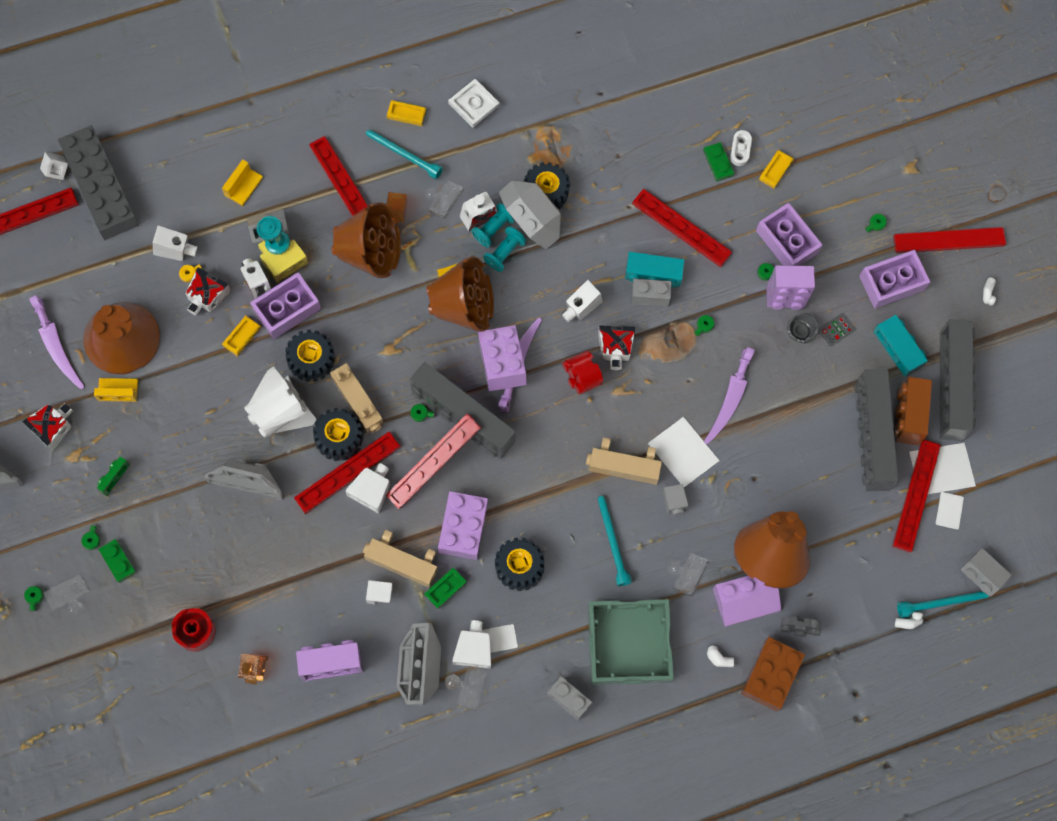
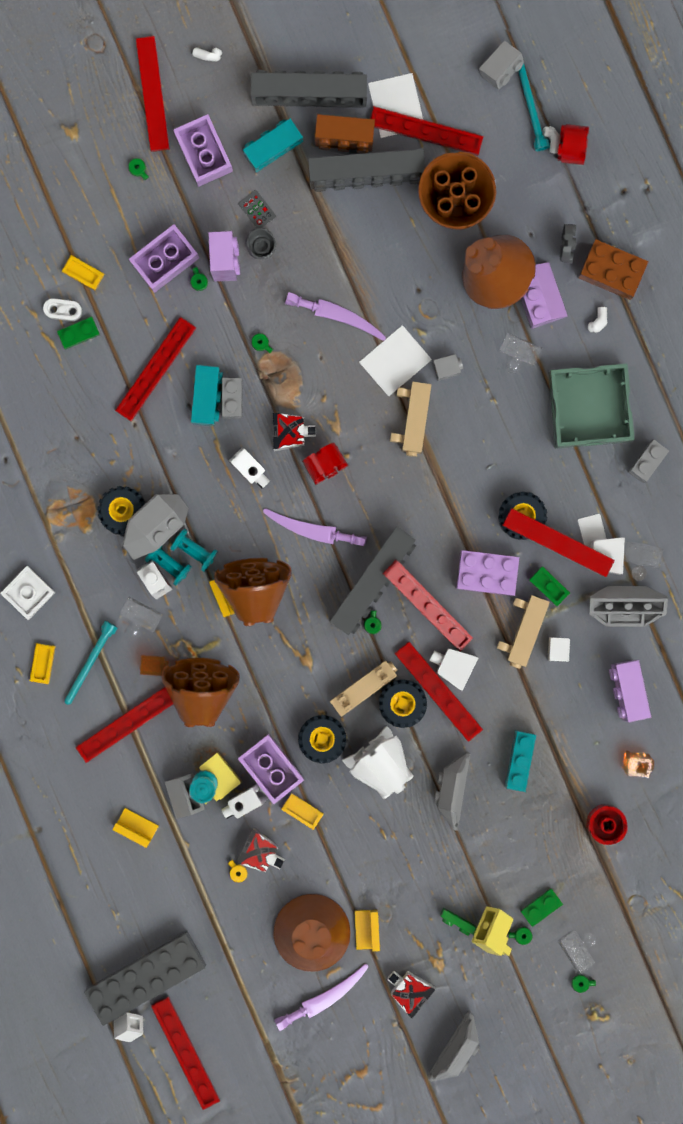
camera: 90 degrees left, 15 degrees up
(98, 506) = (493, 931): none -> light yellow hinge
(172, 244) = (208, 899): white torso -> none
(268, 546) = (520, 761): none -> teal brick
(488, 595) = (558, 542): none -> red tile
(502, 358) = (314, 545): lavender brick -> none
(623, 577) = (527, 416): teal piece -> none
(855, 509) = (457, 190): none -> dark orange cone
(904, 639) = (574, 144): none -> red brick
(949, 510) = (438, 99): white sticker -> none

